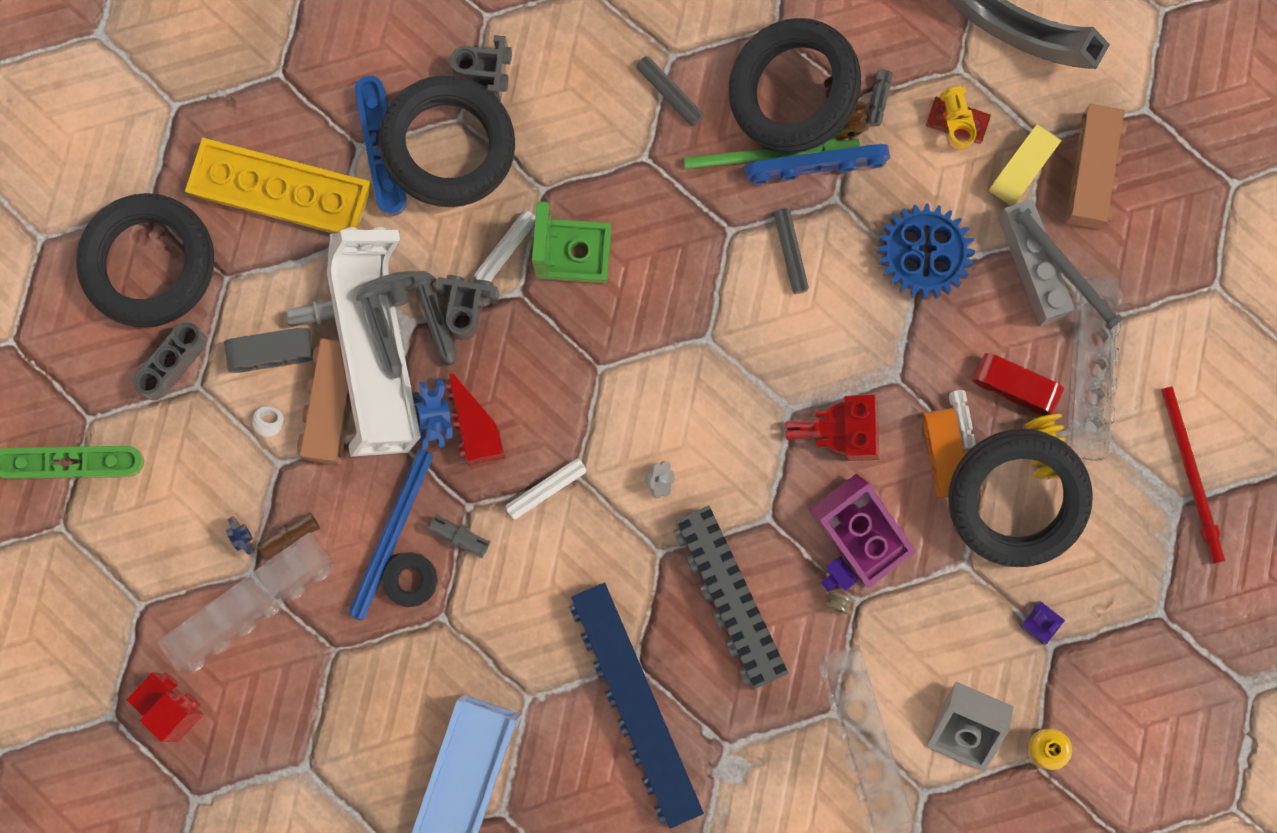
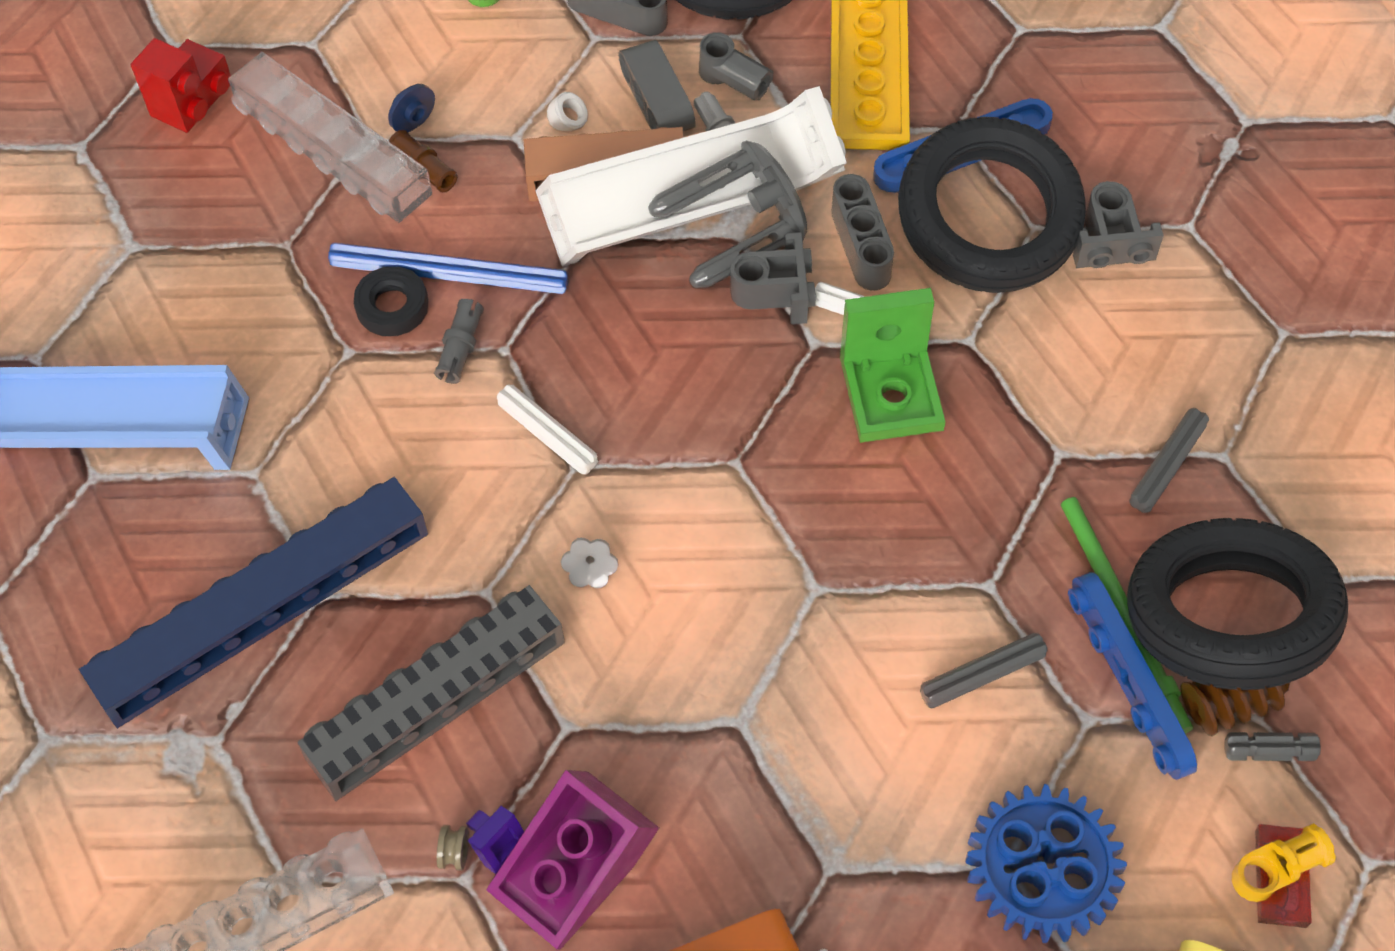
camera: 75 degrees right, 20 degrees down
(268, 287) = (724, 64): none -> dark grey piece
(432, 414) = (611, 263): blue pin -> none
(452, 243) = (862, 232): none -> dark grey beam
(479, 432) = (610, 327): red slope -> none
(849, 427) = (728, 804): red brick -> none

